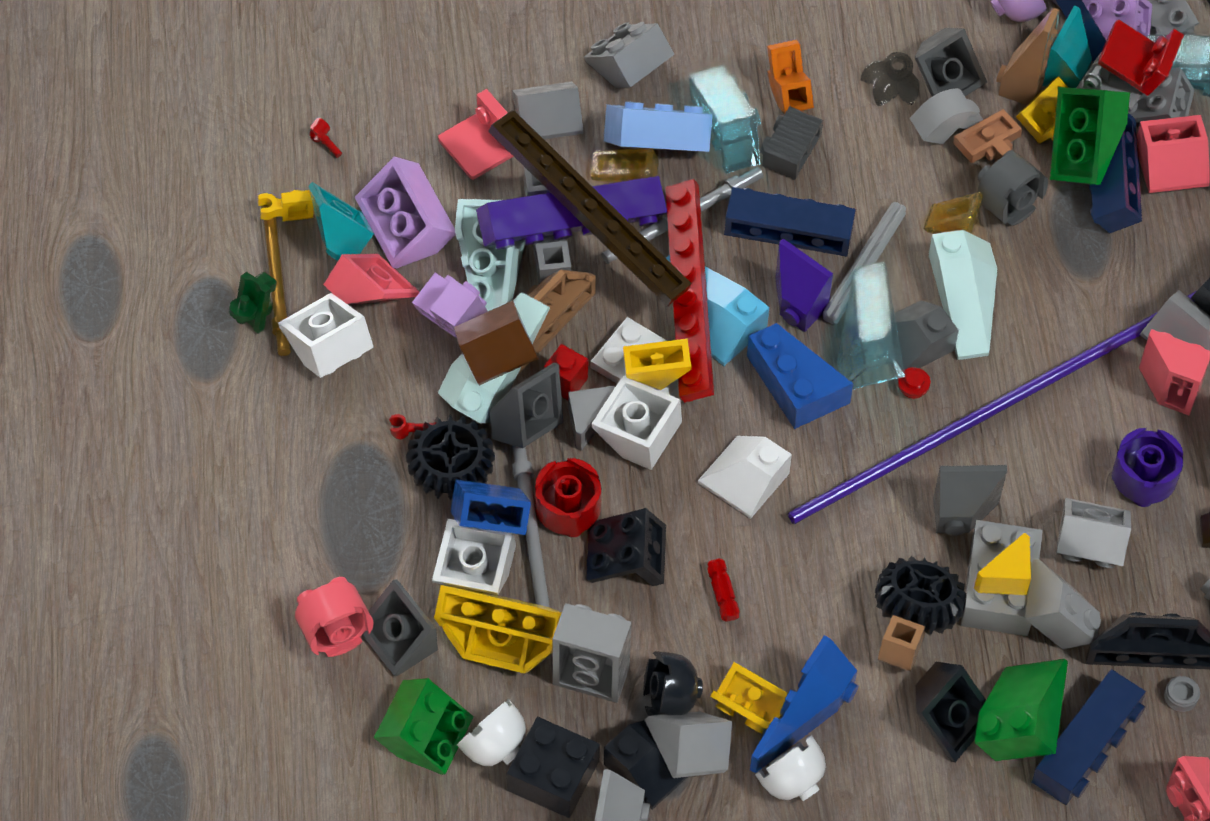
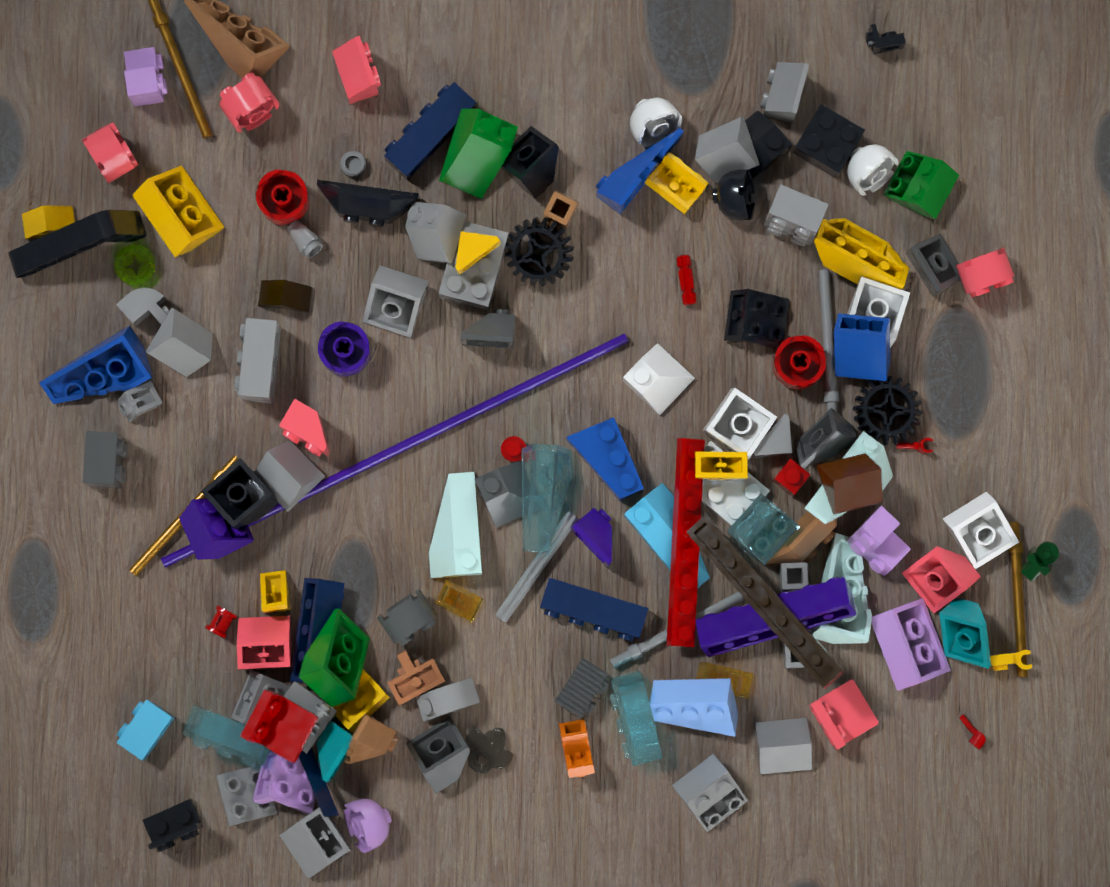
camera: 175 degrees left, 25 degrees up
(594, 305) = (762, 529): none -> clear light blue slope
(1172, 205) = (274, 592): none -> yellow slope

